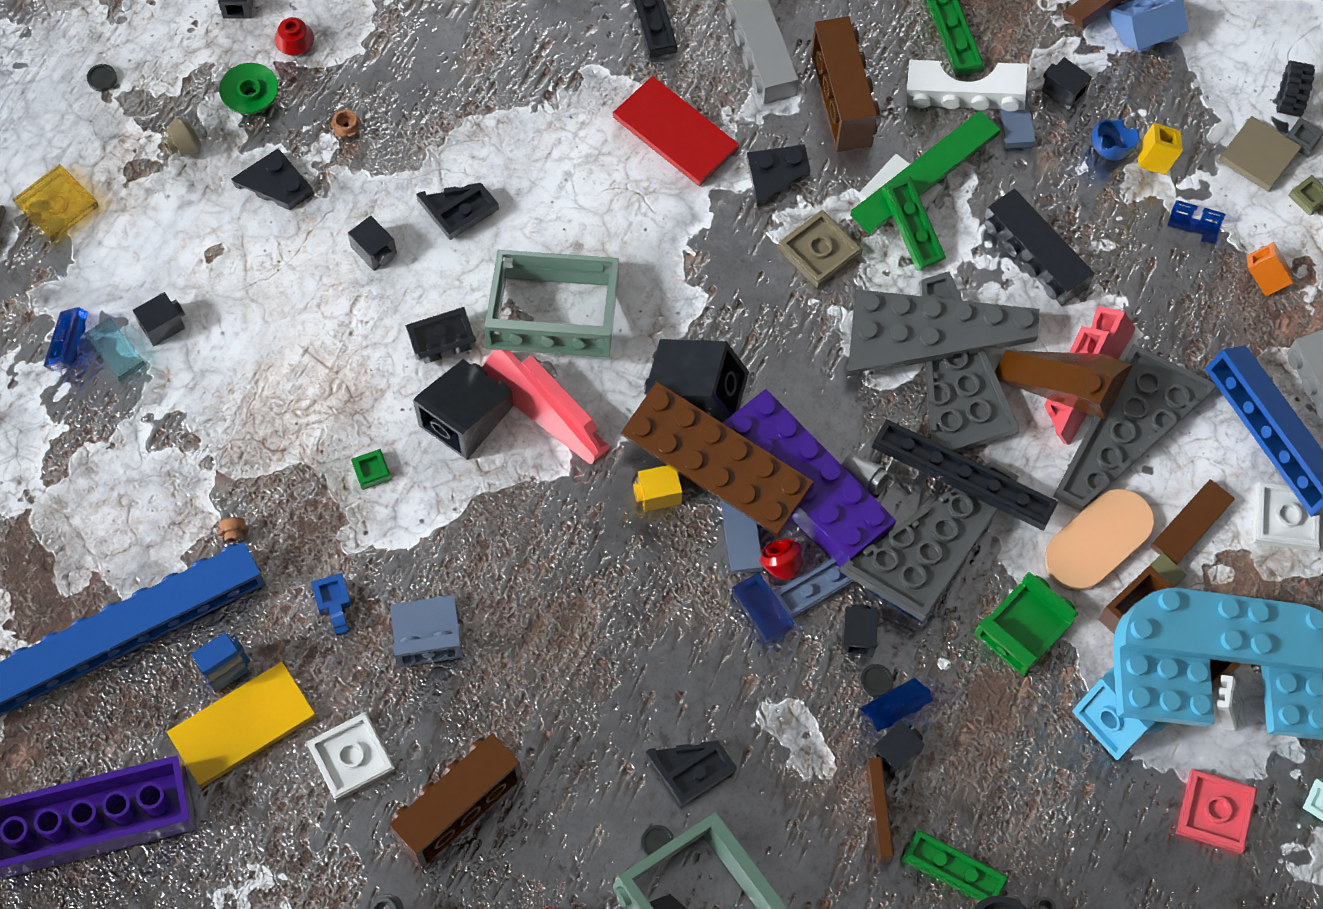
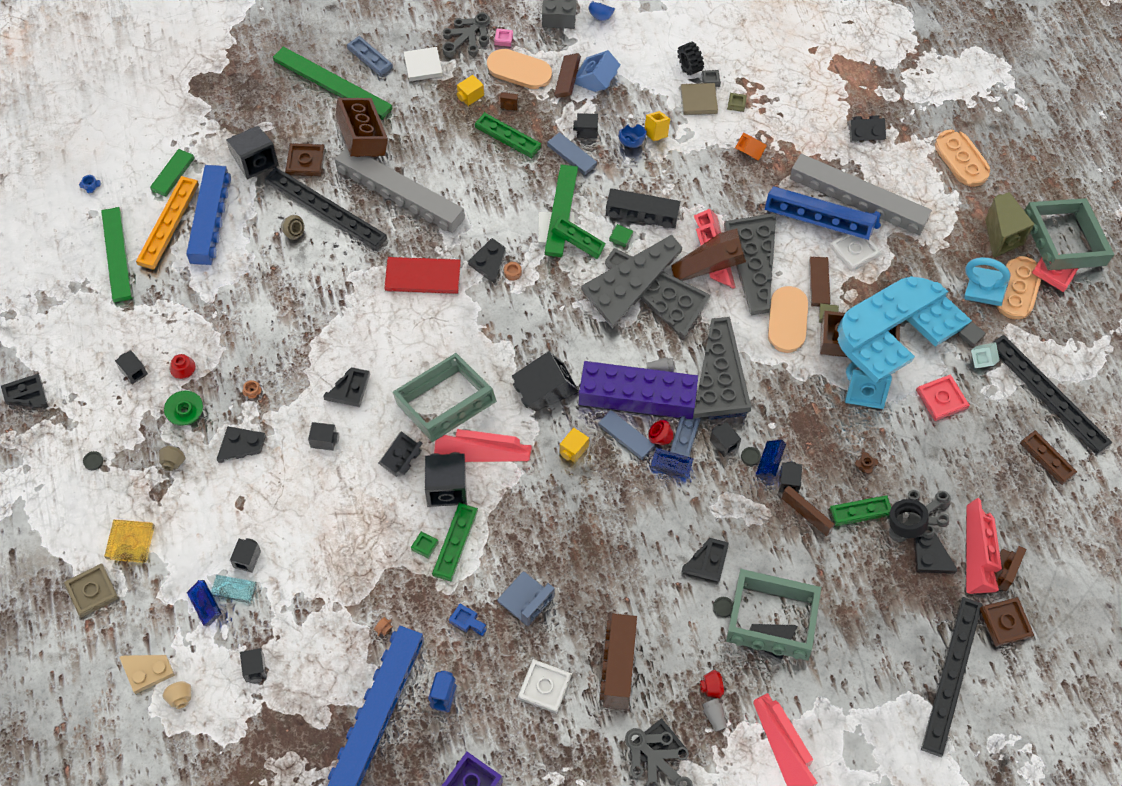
camera: 40 degrees left, 5 degrees down
(51, 456) = (253, 665): none -> black brick
(241, 724) = (477, 715): yellow tile -> none
(409, 494) = (455, 542): none -> green tile
(717, 458) = (593, 408): reddish brown plate -> none
(793, 207) = (512, 271): none -> nougat tile
(819, 248) = (543, 281): dark tan tile -> none
(844, 84) = (487, 195): reddish brown brick -> none
(965, 474) = (706, 333): black tile -> none
(977, 263) = (621, 235): none -> green tile
(999, 90) = (526, 168): white arch -> none
(1015, 820) = (866, 468): none -> reddish brown plate
(1027, 623) = (792, 379): green panel -> none
(1185, 222) = (694, 152): clear blue piece -> none
(1229, 703) = (908, 343): white tile -> none

